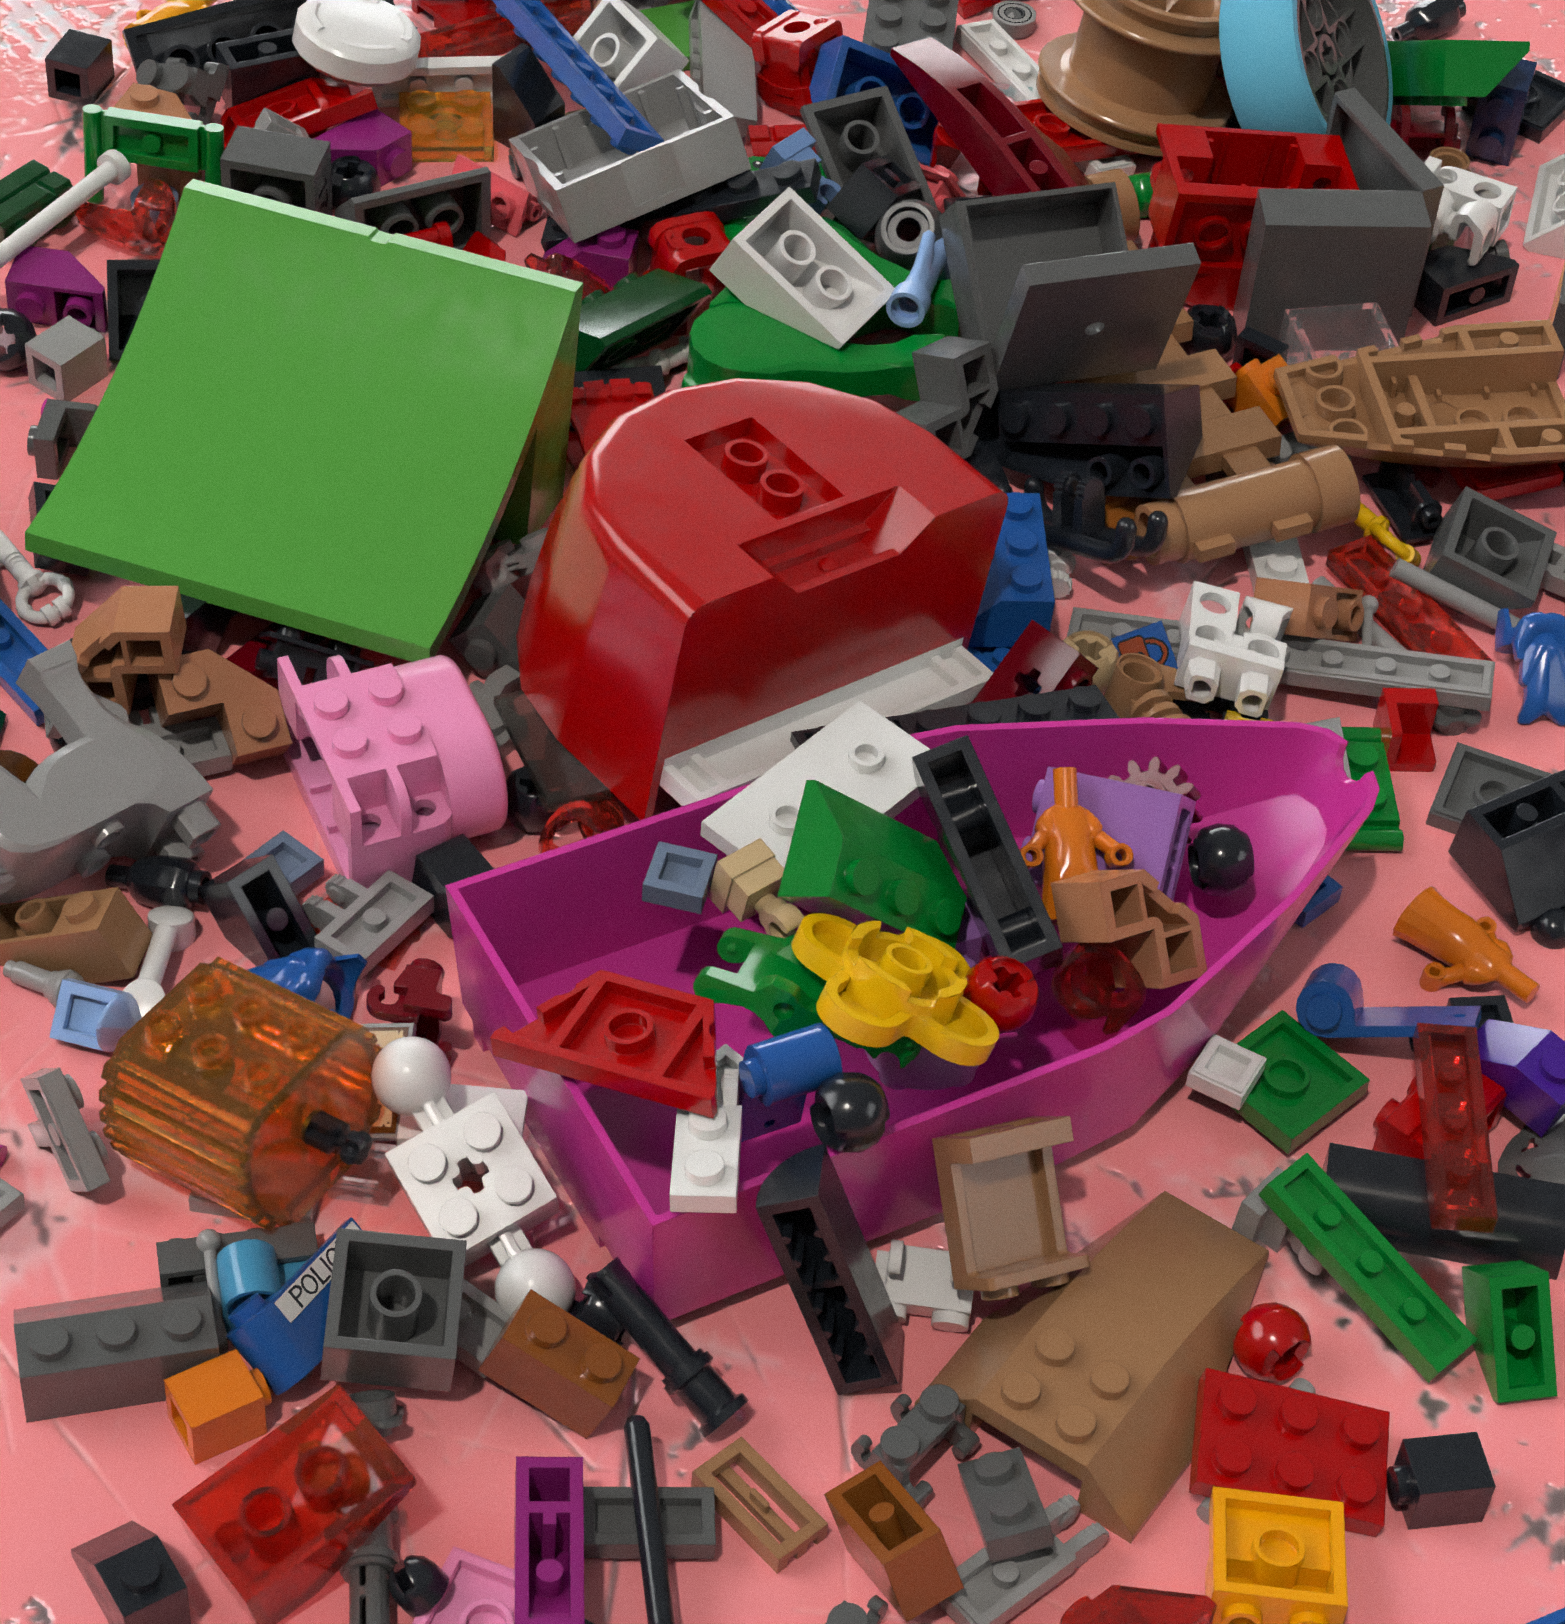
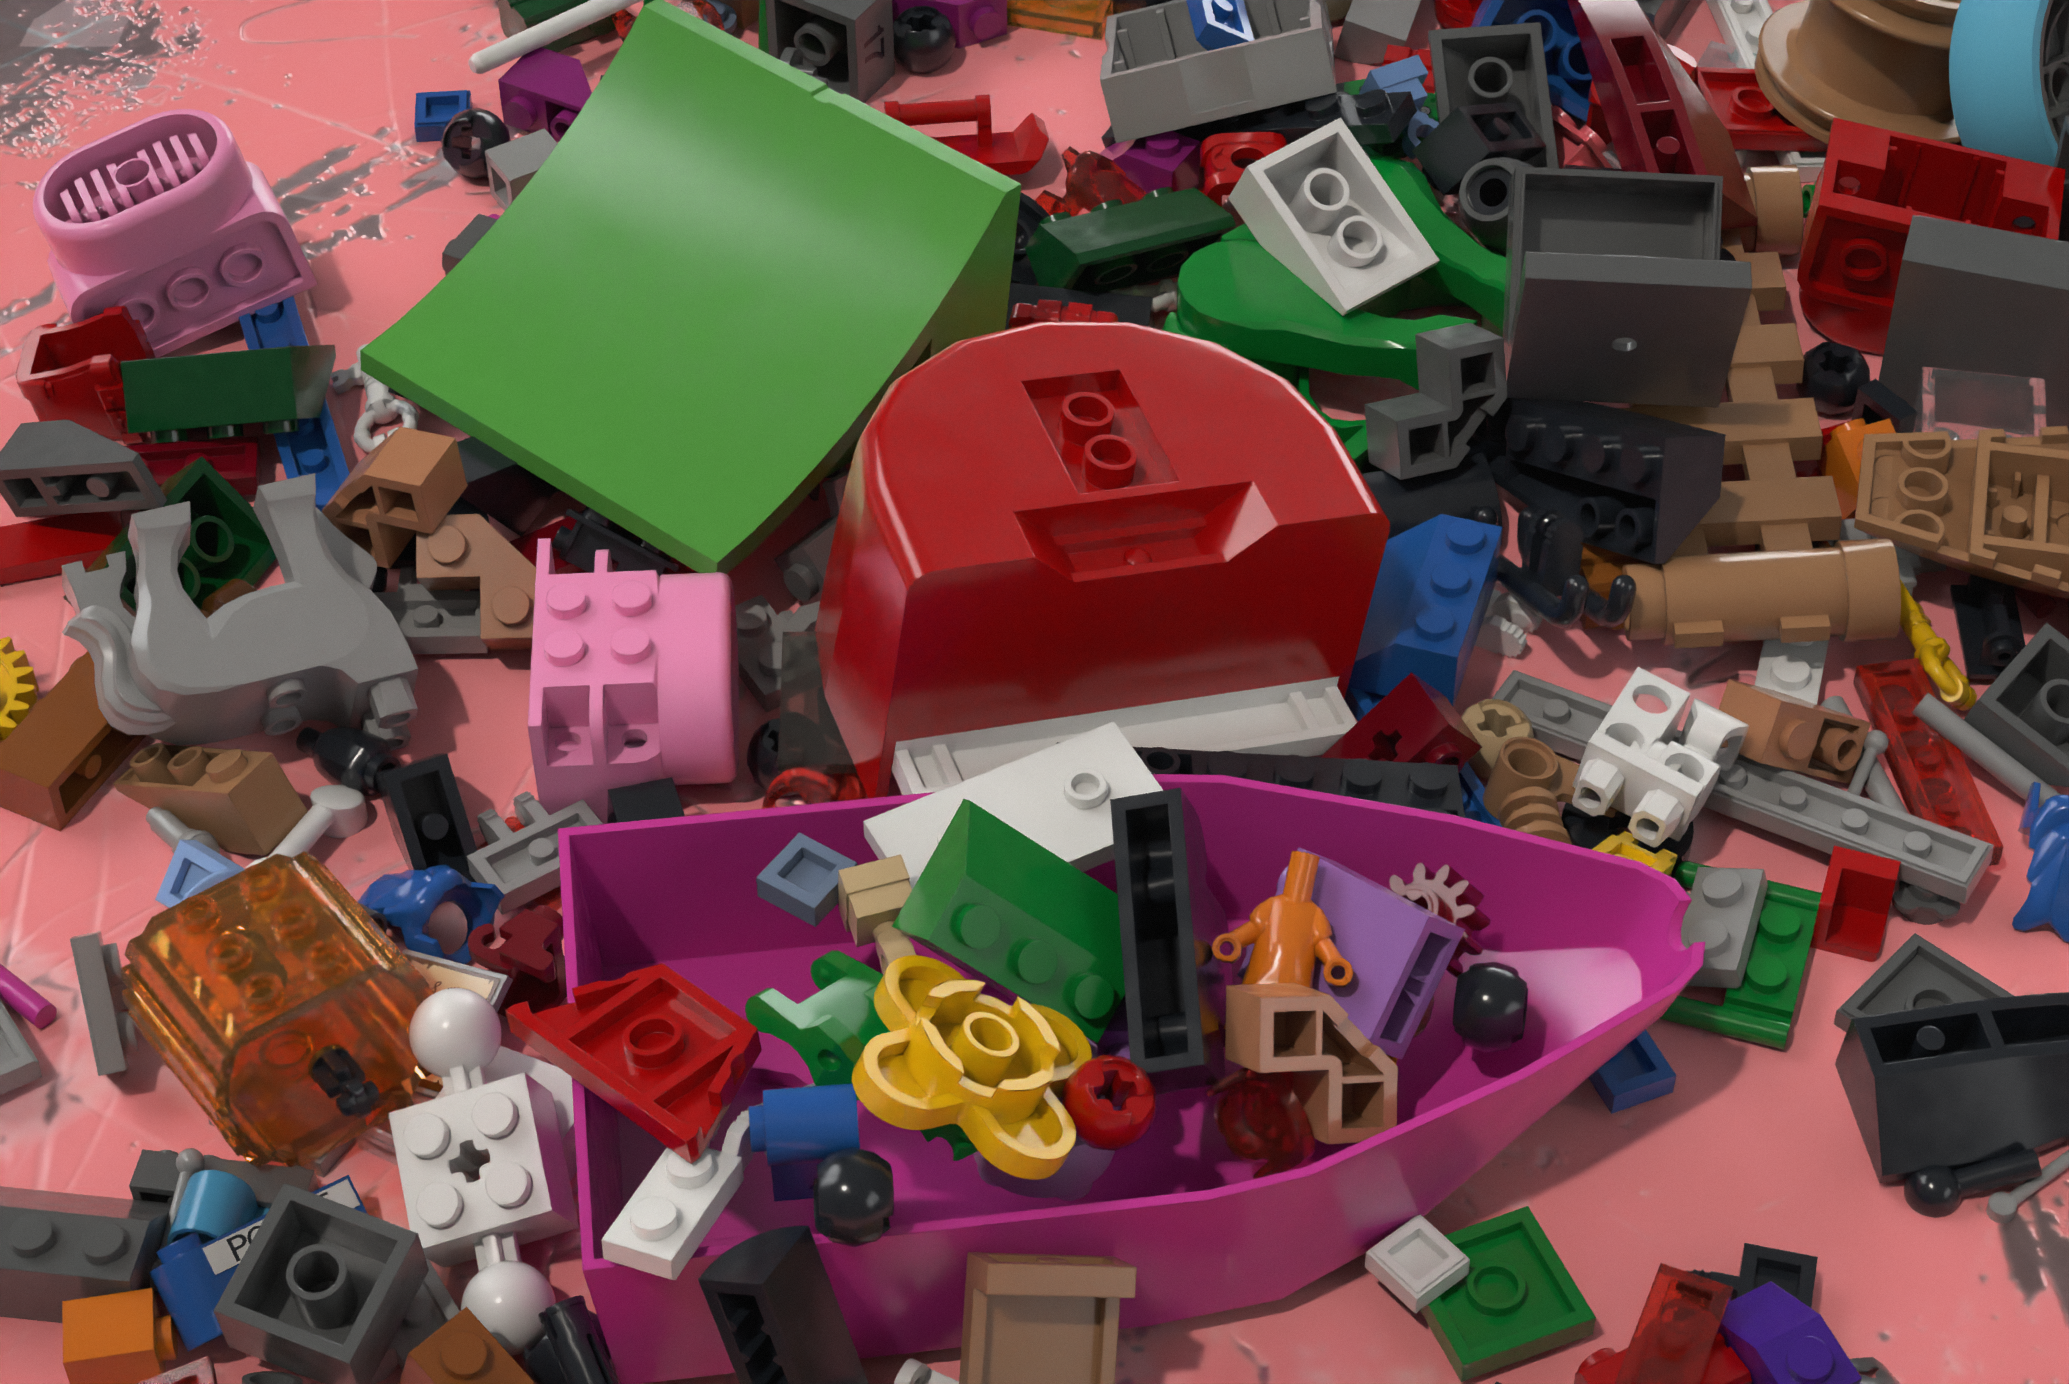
camera: 25 degrees right, 0 degrees up
(295, 860) = (485, 771): sand blue plate -> none
(457, 198) = (1010, 73): dark grey slope -> none
(509, 202) = (1067, 76): coral hinge -> none
(912, 297) = (1451, 271): light blue plant -> none
(1149, 641) = (1566, 731): tile -> none
(1334, 1008) = (1599, 1220): blue door -> none
(1461, 943) = (1791, 1173): orange piece -> none

